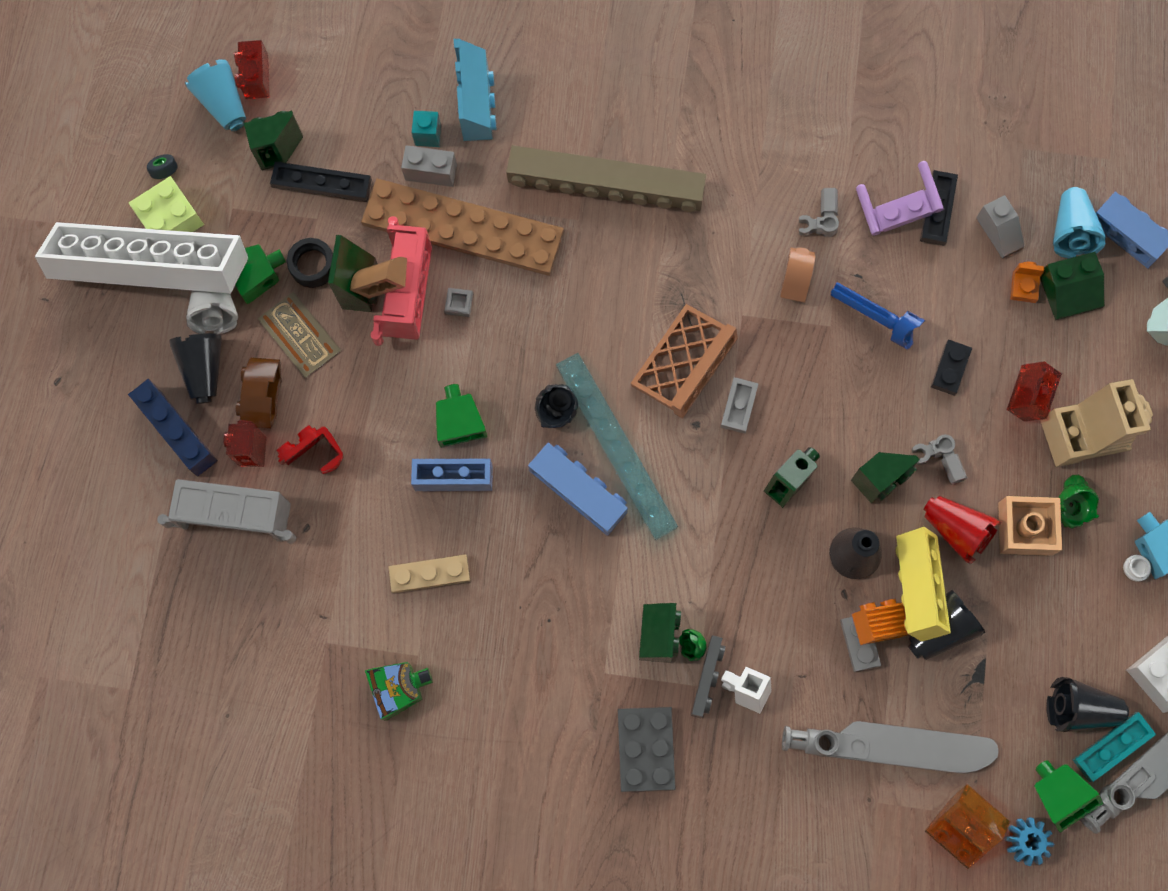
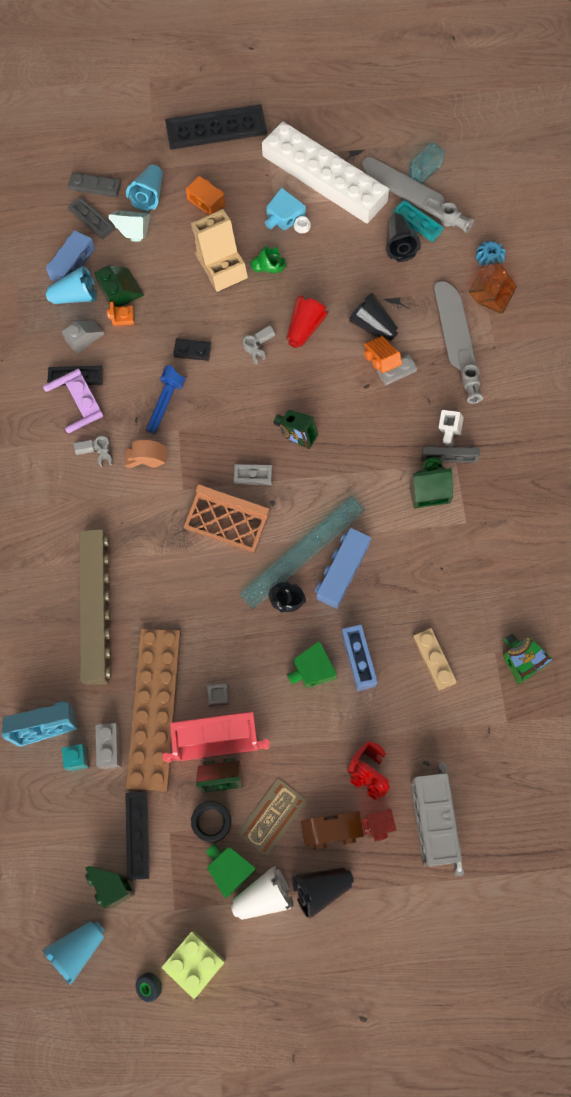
camera: 105 degrees left, 5 degrees down
(142, 257) = (244, 968): white brick -> none
(172, 427) = (379, 895): dark blue brick -> none
(252, 69) = (43, 927): clear red brick -> none
(380, 278) = (220, 745): medium nougat brick -> none
(646, 749) = (509, 483): dark grey plate -> none
(855, 553) = (338, 379): black cone -> none
(881, 472) = (284, 371): dark green slope -> none
(922, 584) = (352, 333): light yellow brick -> none
(1030, 525) = (292, 281): light nougat brick -> none
(1034, 391) = (200, 295): clear red brick -> none
(1065, 794) = (457, 238): green torso -> none

